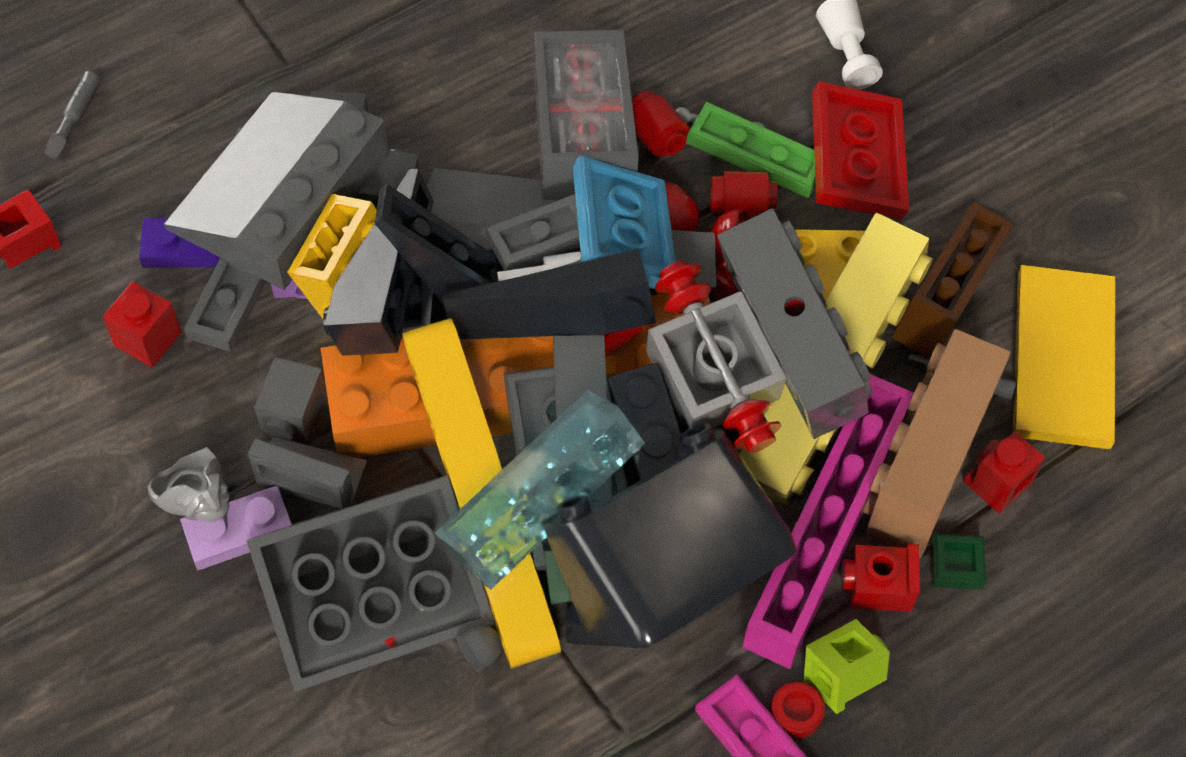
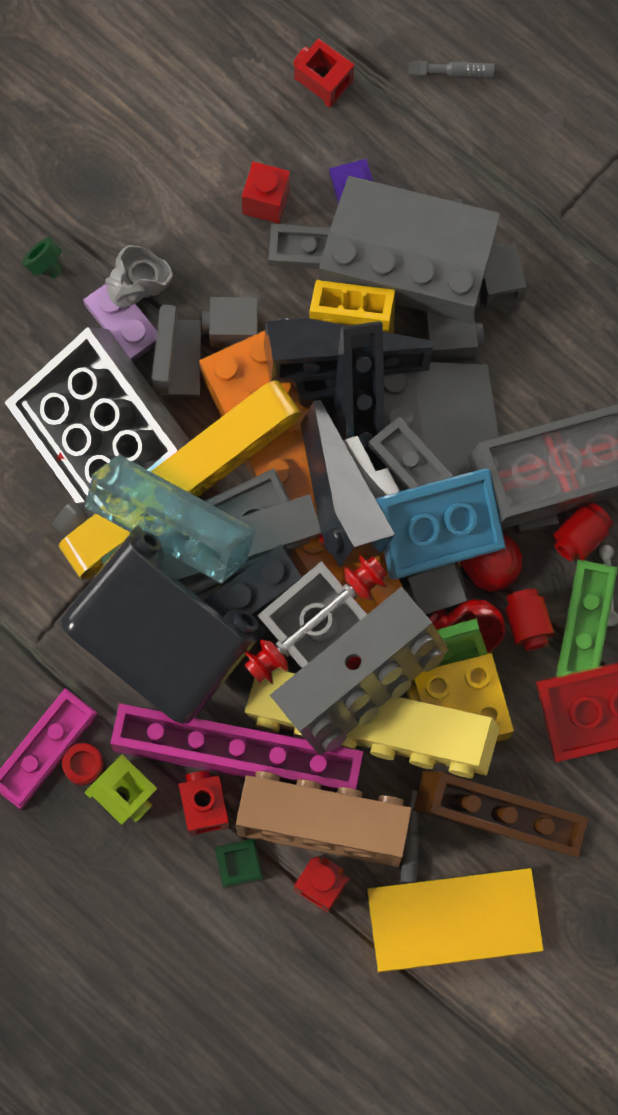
camera: 75 degrees right, 15 degrees up
(120, 595) = (43, 258): none -> dark green tile

